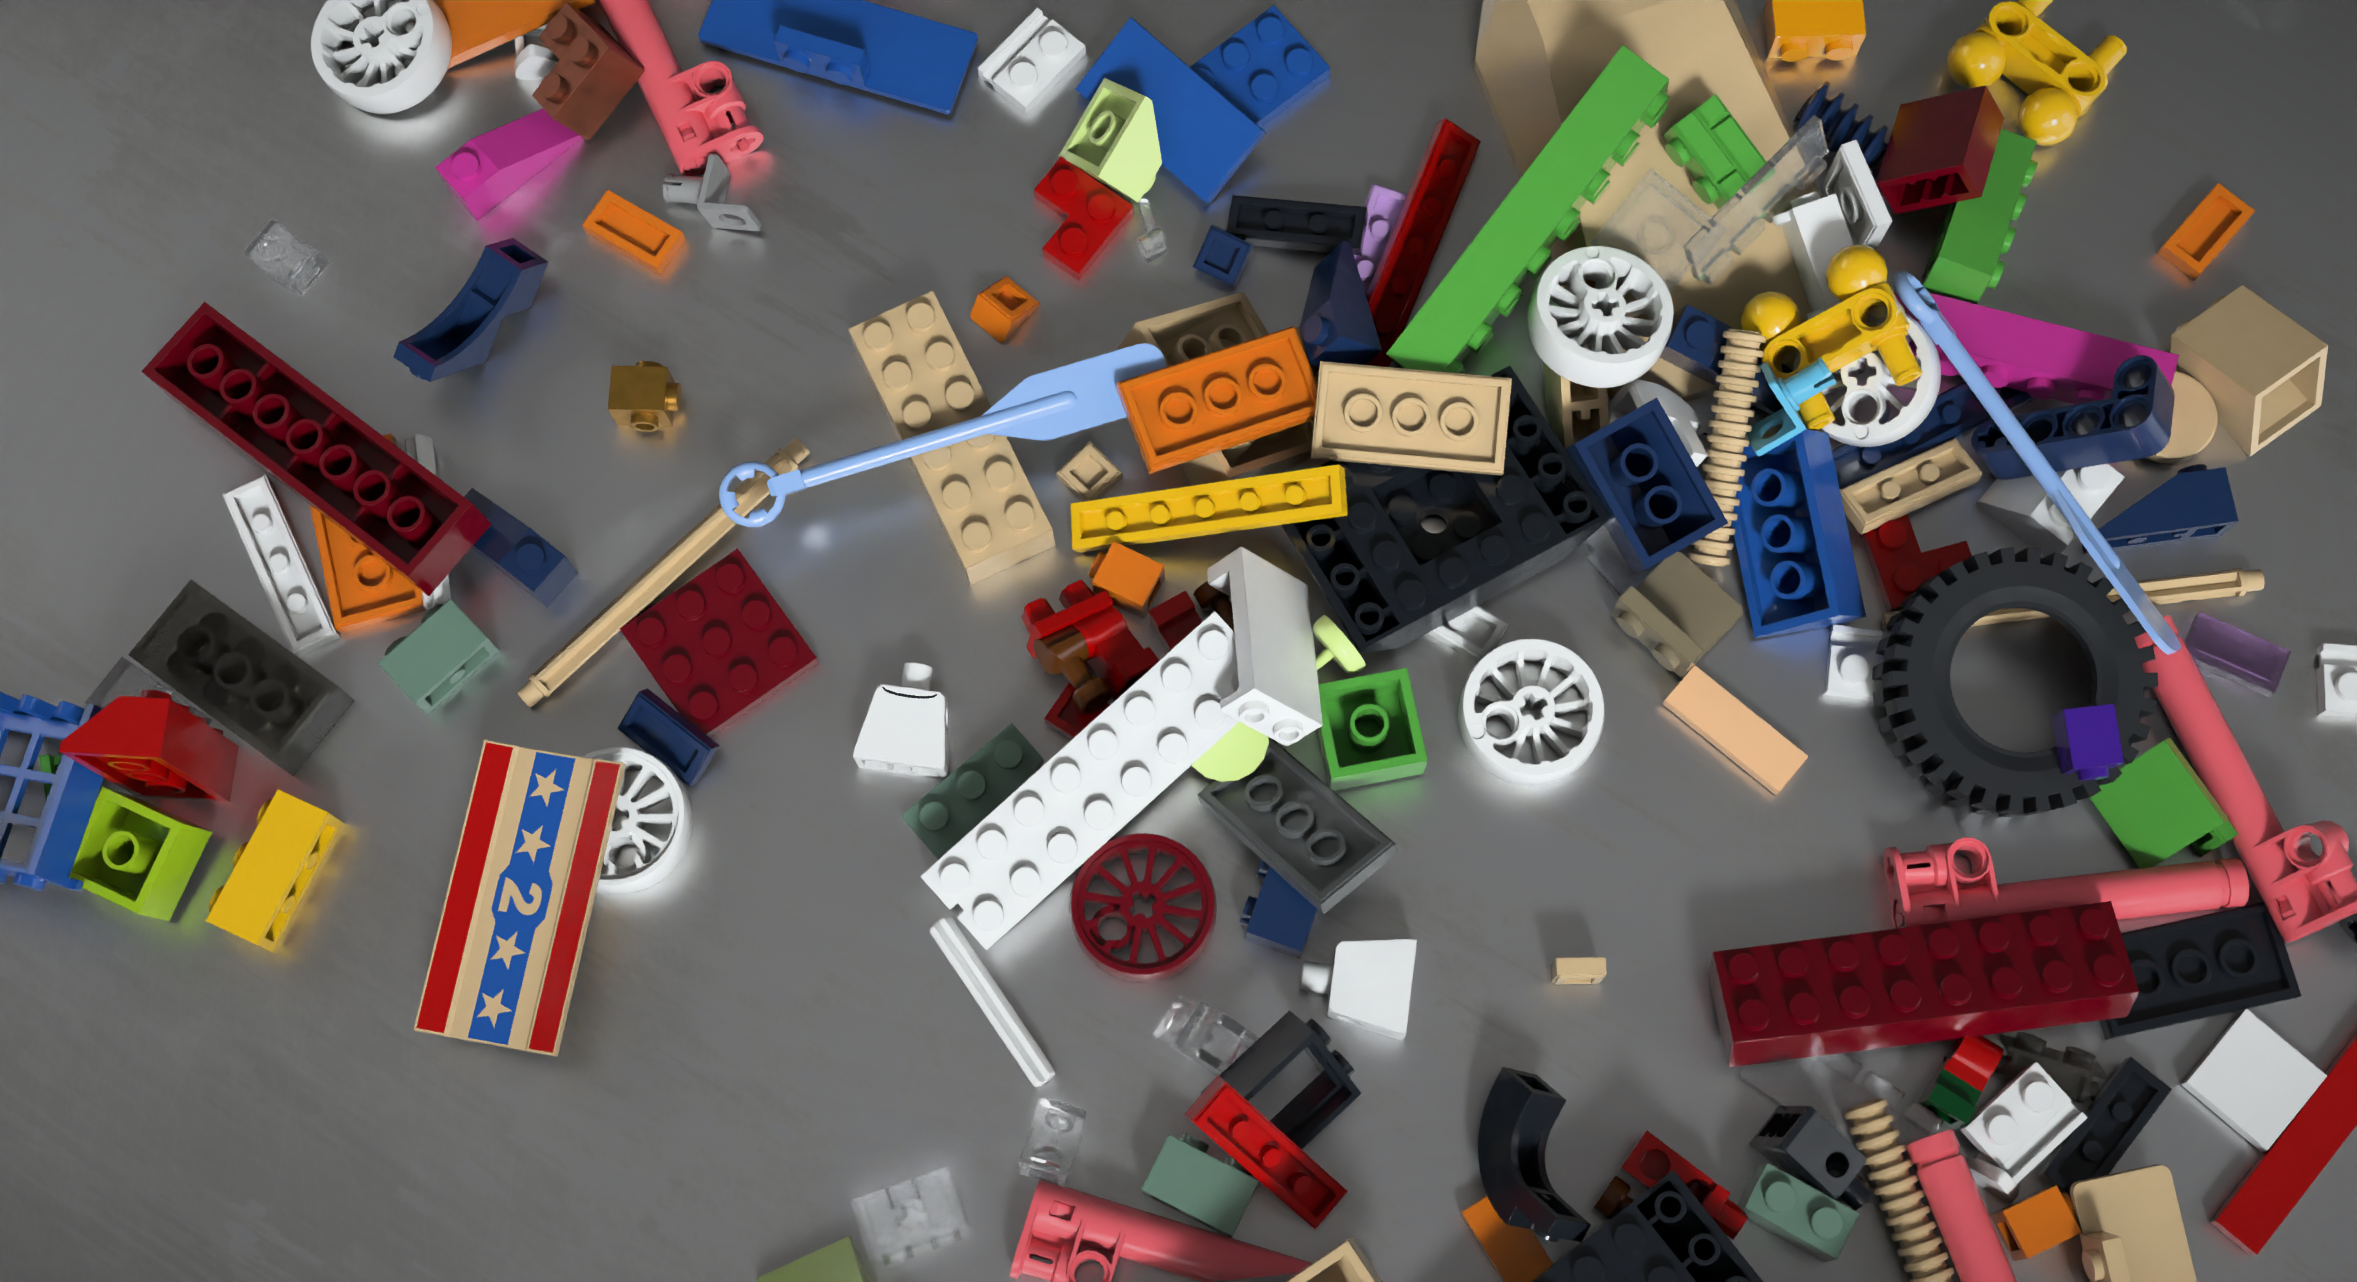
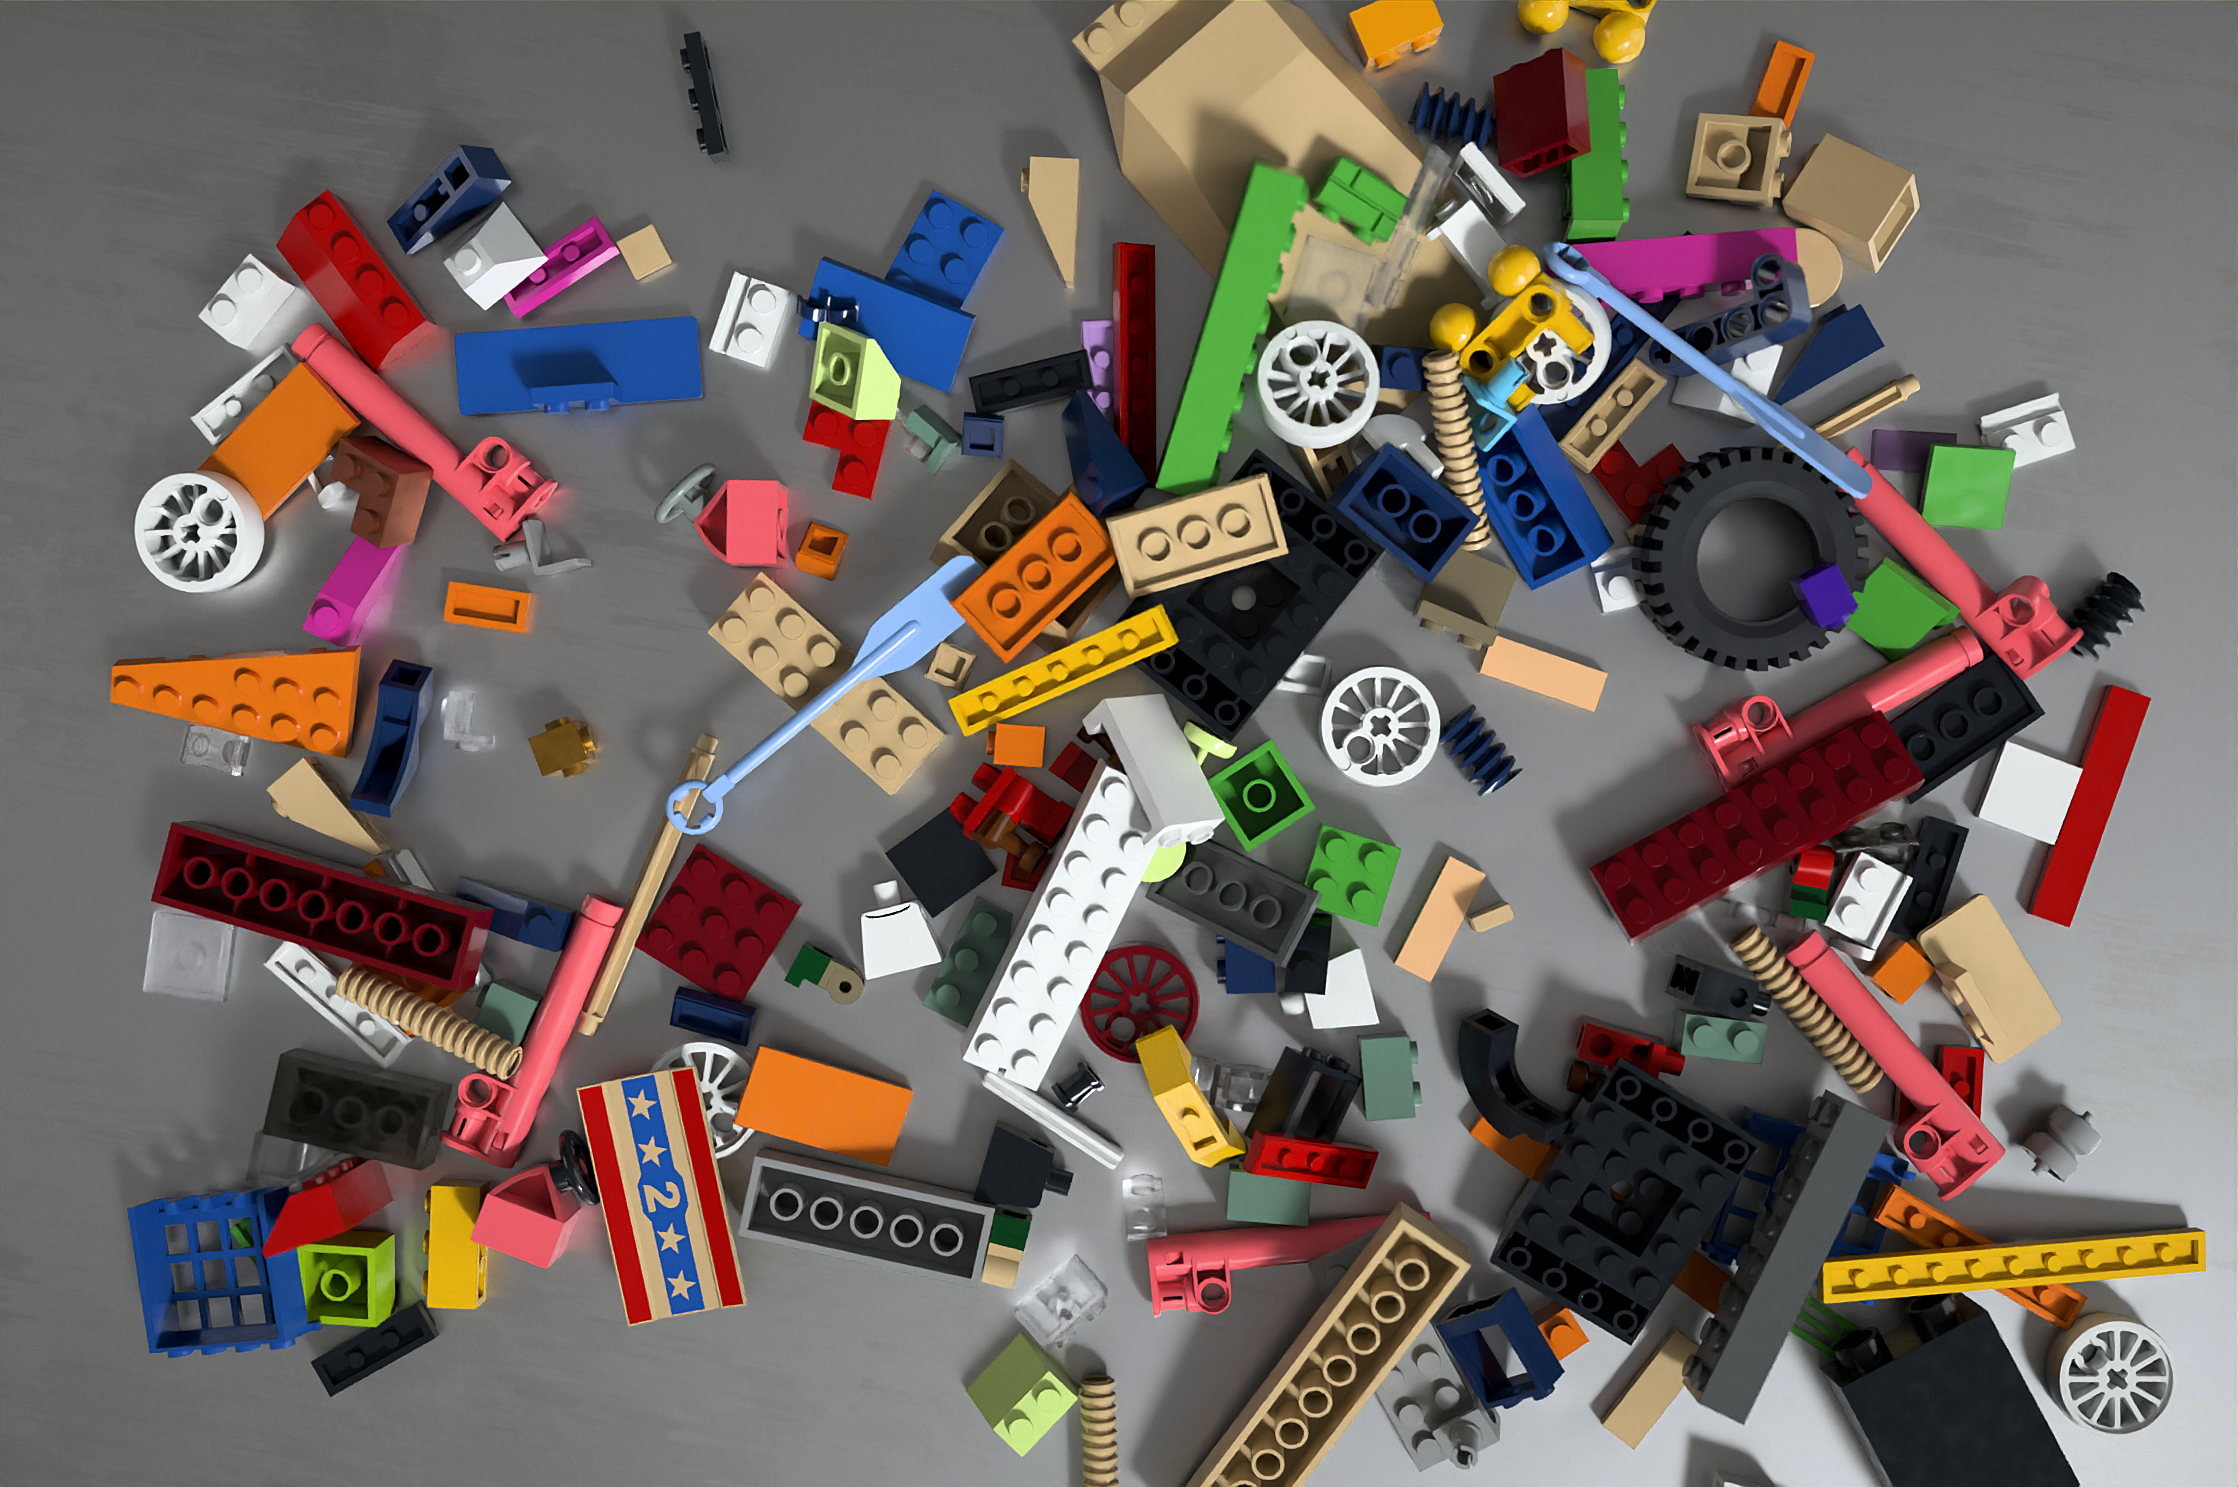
camera: 25 degrees left, 15 degrees up
(126, 951) = (375, 1348): none -> black plate
(151, 459) = (190, 957): none -> clear tile
(362, 347) = (318, 802): none -> tan slope
(365, 610) = (428, 1021): none -> tan piece
(369, 226) = (263, 694): none -> orange wing
(376, 856) = (534, 1208): none -> coral piece
(389, 754) = (499, 1124): none -> coral piece
(548, 327) = (458, 716): none -> clear bracket
(737, 1022) = (866, 1217): none -> light grey brick
(743, 877) = (822, 1105): none -> orange tile
(822, 748) = (832, 974): none -> leg
(874, 1127) = (1006, 1247): none -> leg
(928, 1041) = (1019, 1170): none -> black torso
(932, 229) = (740, 523): none -> coral piece
(989, 674) = (941, 863): none -> black tile
(1034, 975) = (1077, 1086): none -> black bush
(1115, 72) = (826, 312): none -> dark blue piece
(1149, 1035) = (1183, 1103): none -> yellow slope
(1180, 243) = (935, 433): none -> sand green tile
(1355, 925) = (1309, 962): none -> black brick
(1392, 1104) = (1387, 1076): none -> sand green brick
(1395, 56) = (1054, 198): none -> tan slope
(1438, 857) = (1351, 873): none -> bright green brick
(1518, 953) = (1439, 918): none -> light nougat tile
(1630, 782) = (1478, 752): none -> dark blue piece
(2137, 280) = (1738, 159): none -> tan plate
(2286, 707) = (1966, 485): none -> bright green tile

